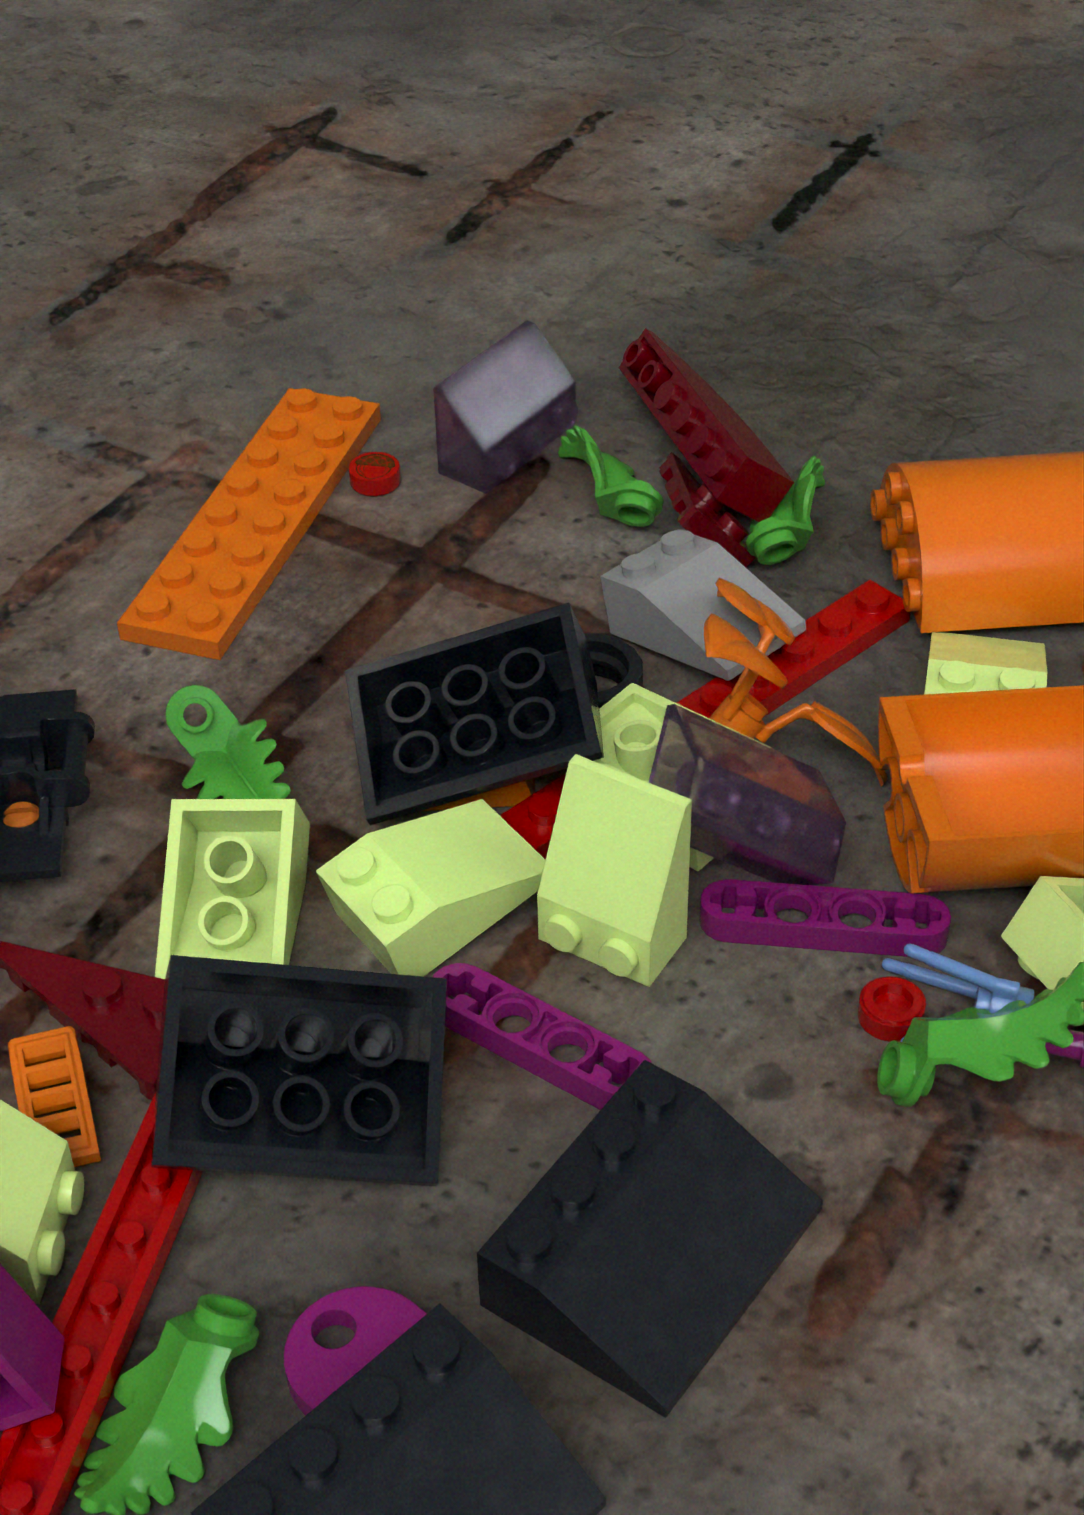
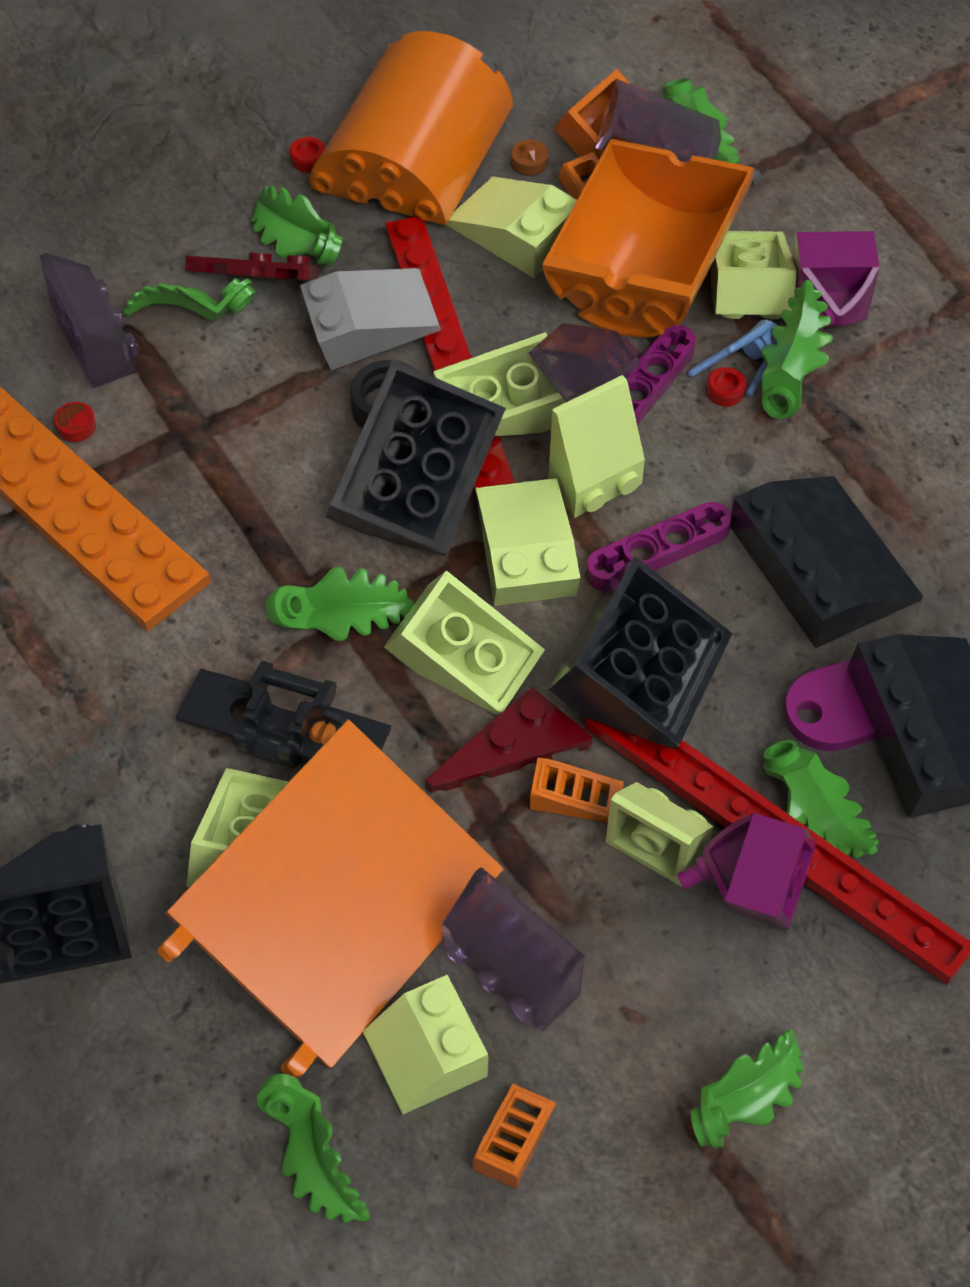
camera: 65 degrees left, 15 degrees up
(705, 429) = (178, 225): dark red slope -> none
(743, 711) = (487, 335): orange plant -> none

